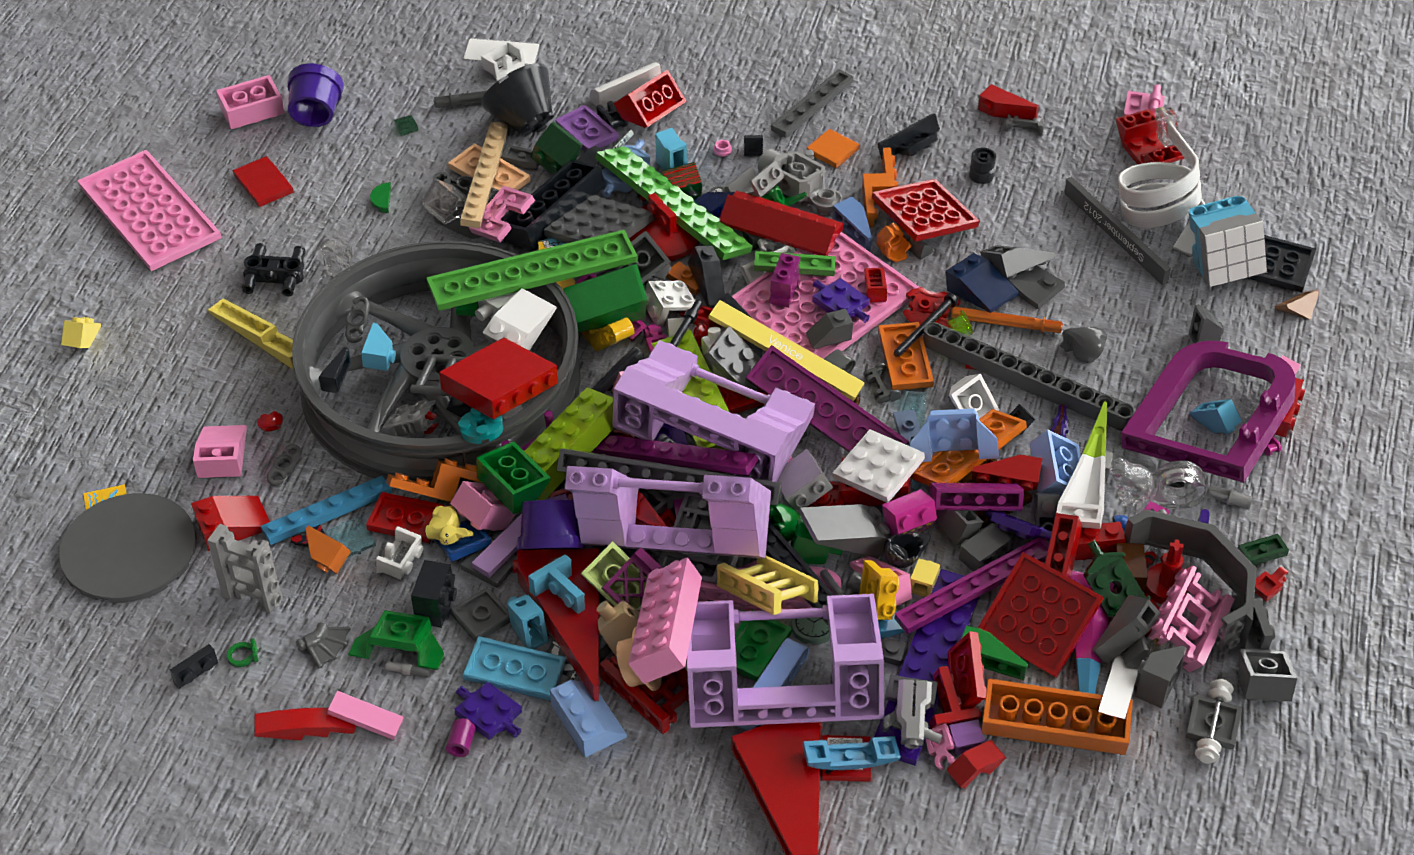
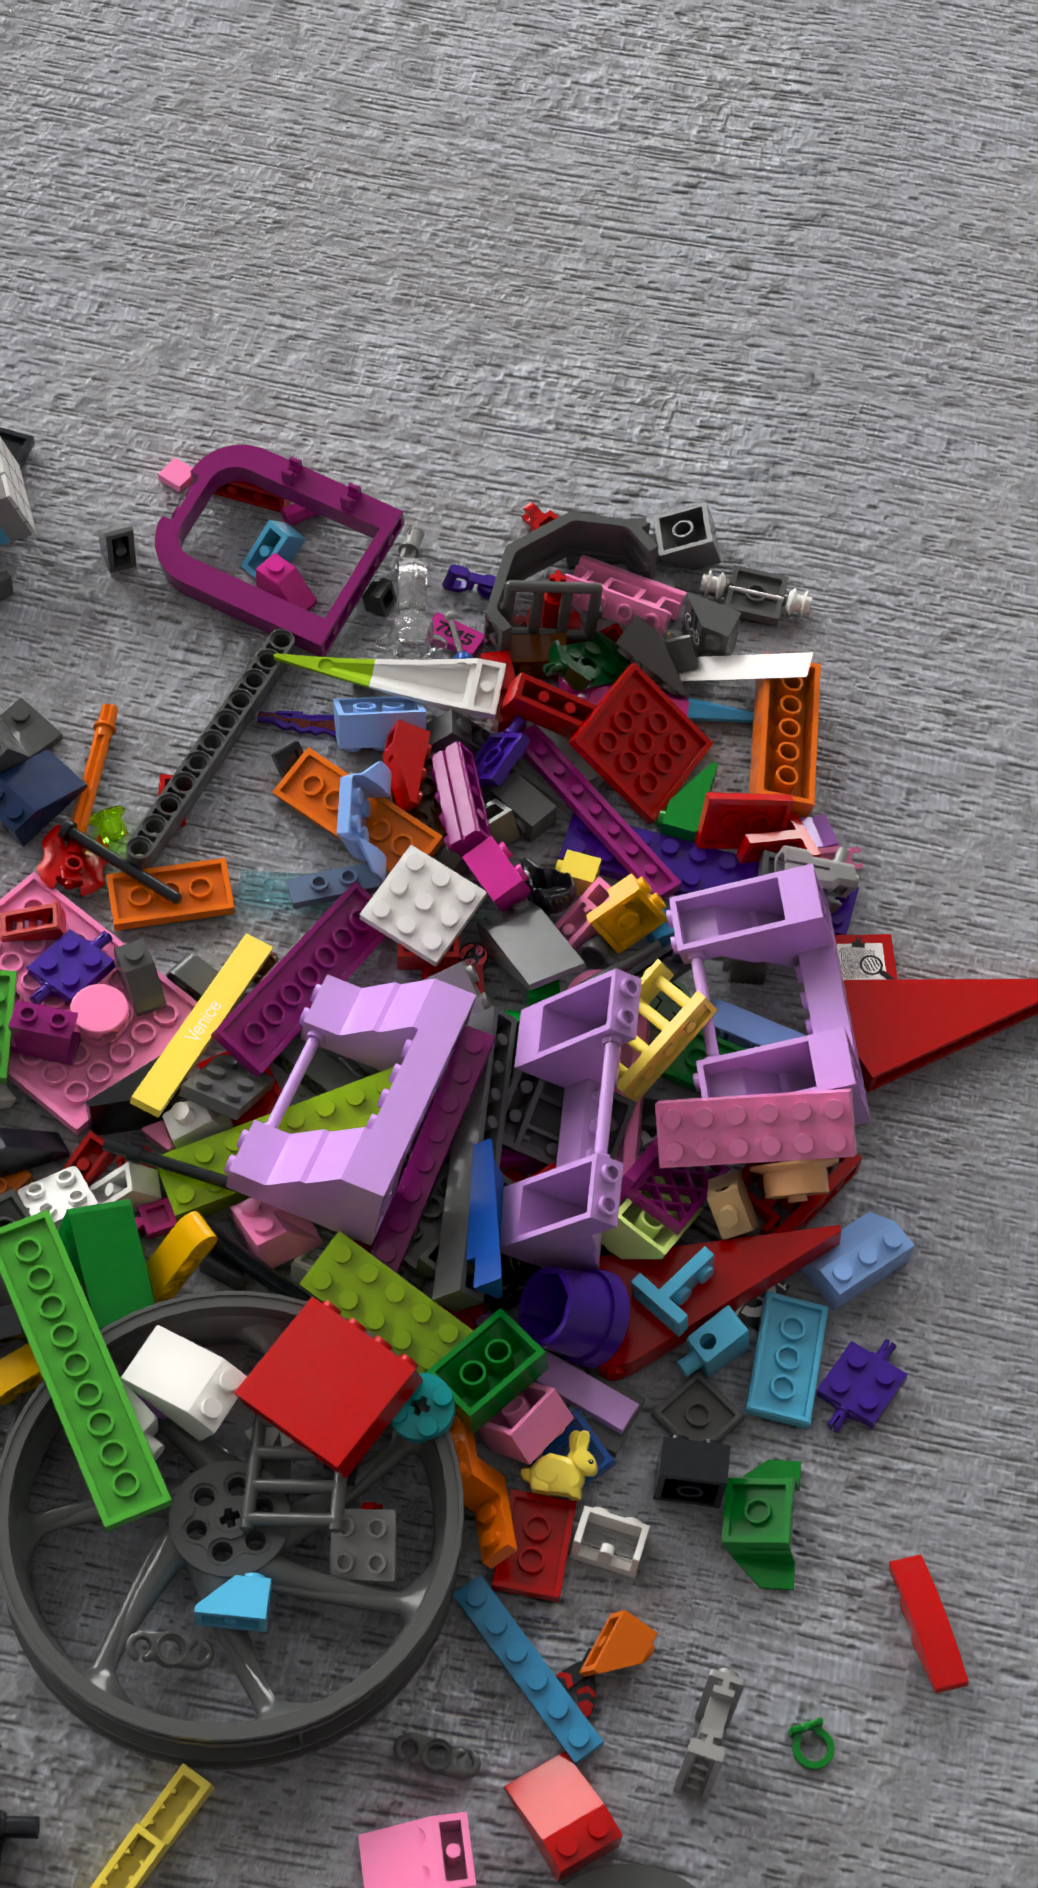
camera: 100 degrees left, 10 degrees up
(194, 666) = (864, 1814): black plate -> none
(270, 421) = (351, 1793): red plate -> none
(324, 643) = (778, 1627): dark grey arm -> none
(335, 372) = (320, 1646): black slope -> none
(353, 535) = (571, 1625): clear light blue piece -> none
(365, 715) = (903, 1541): bright pink tile -> none
(407, 669) = (806, 1504): light grey piece -> none
(460, 737) = (915, 1410): magenta brick -> none
(630, 467) = (485, 1220): none -> blue wedge
(802, 310) = (101, 1015): none -> bright pink head
(851, 755) = (870, 946): dark azure slope -> none
(882, 394) = (204, 932): dark grey piece -> none
(972, 762) = (861, 827): red slope -> none
(973, 393) = (257, 813): white slope -> none
(1085, 342) = (151, 676): dark grey piece -> none
(1157, 555) = (567, 589): none -> dark grey bar
(1182, 420) = (285, 582): none -> dark pink slope
(1264, 549) = (492, 525): dark green plate -> none
(1300, 305) = (56, 447): slope -> none

